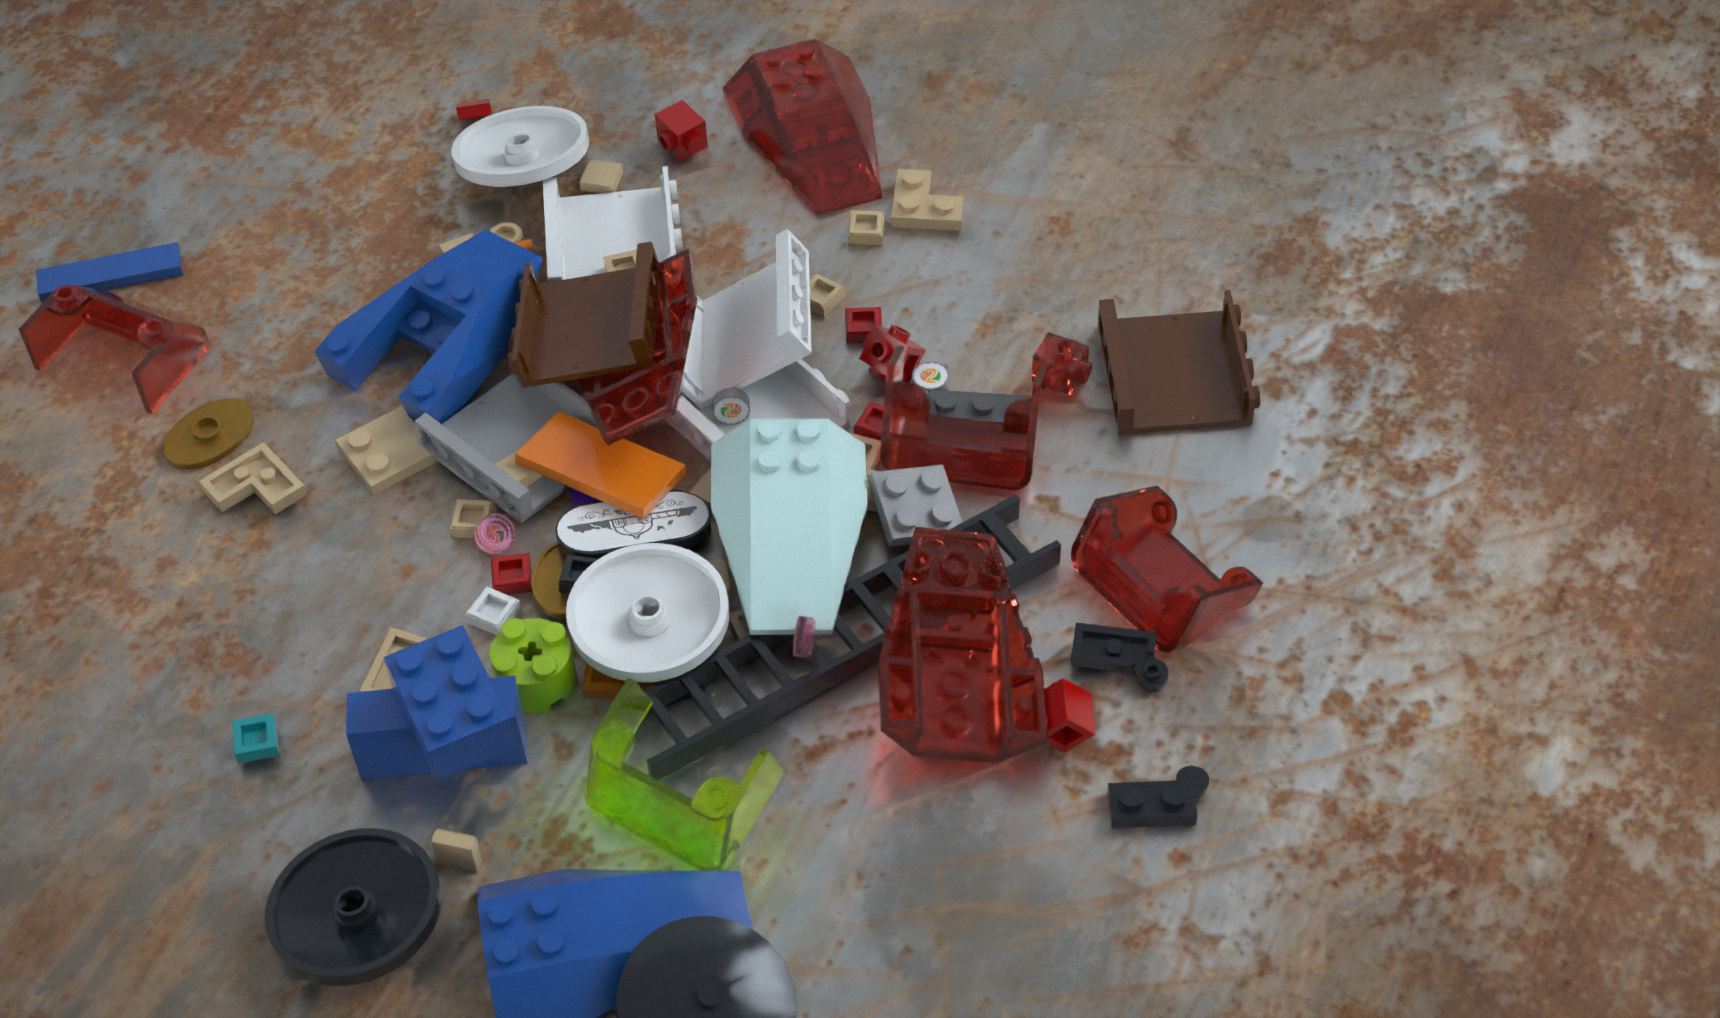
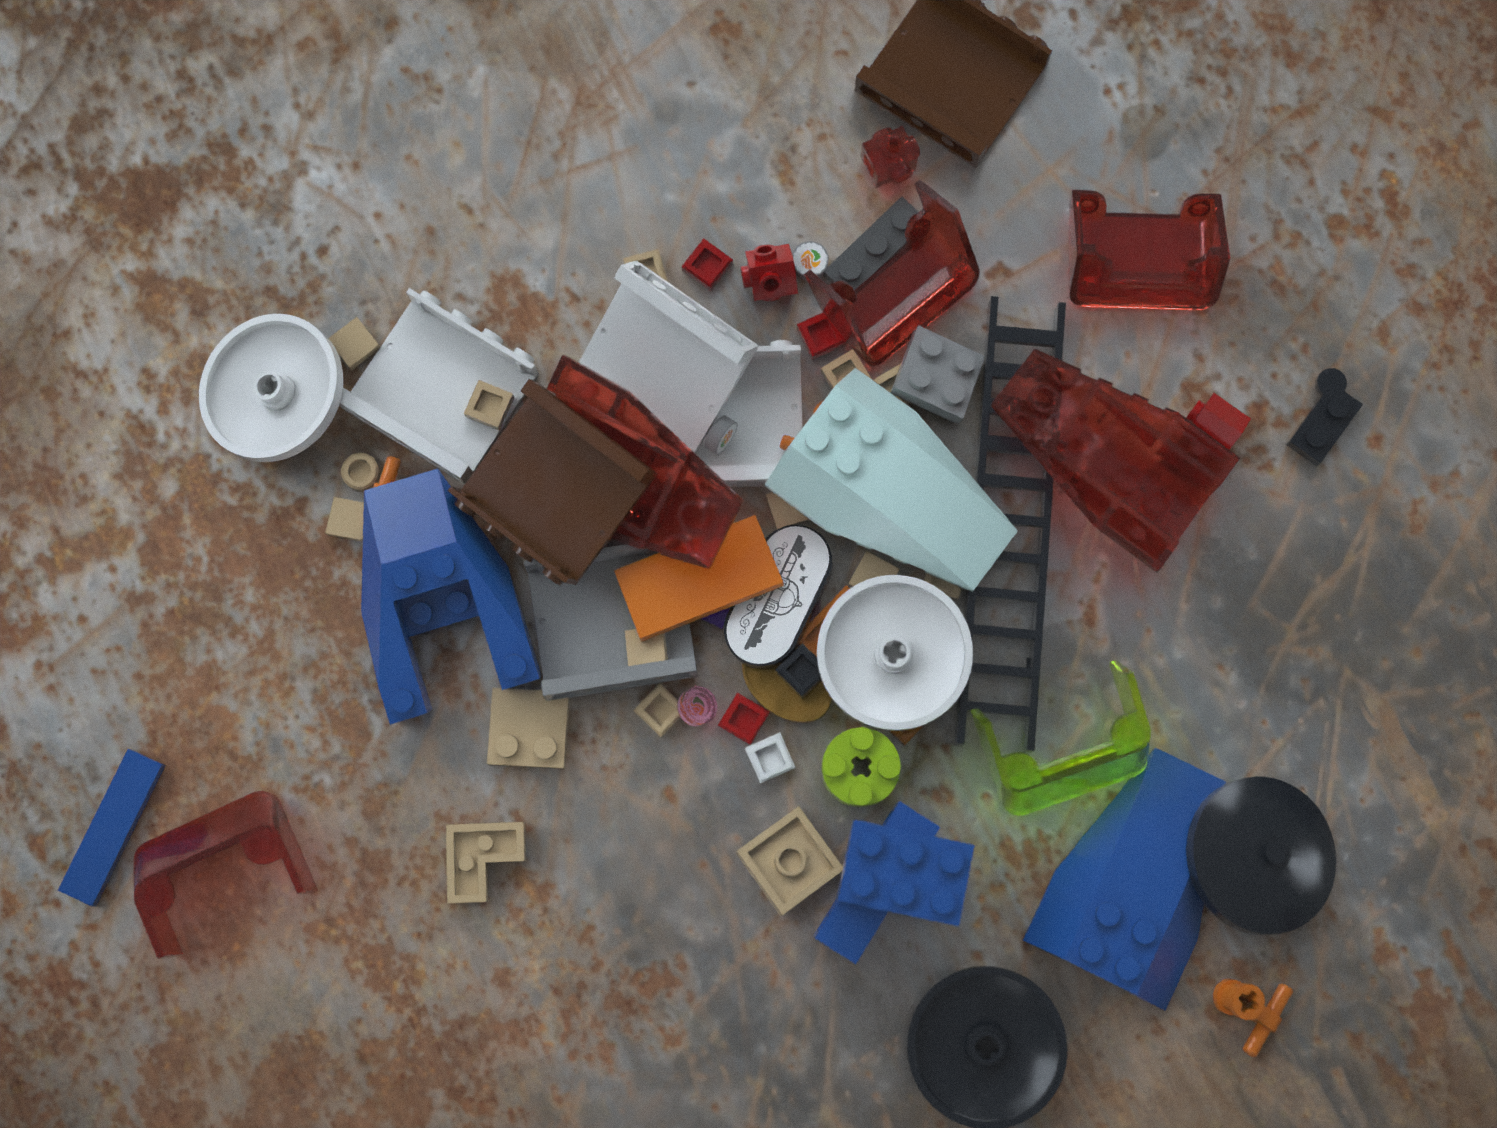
camera: 50 degrees left, 30 degrees up
(208, 433) = (384, 858): pearl gold piece -> none
(255, 738) = (757, 1019): teal plate -> none
(456, 850) = (986, 937): tan tile -> none
(473, 109) = (176, 390): red tile -> none
(681, 130) = (362, 241): red brick -> none
(804, 636) = (1016, 558): clear pink tile -> none
(810, 122) = (442, 130): clear red wedge -> none
(866, 227) = (600, 179): tan tile -> none
(918, 209) = (616, 123): tan plate -> none
(1119, 651) = (1186, 340): black hinge -> none

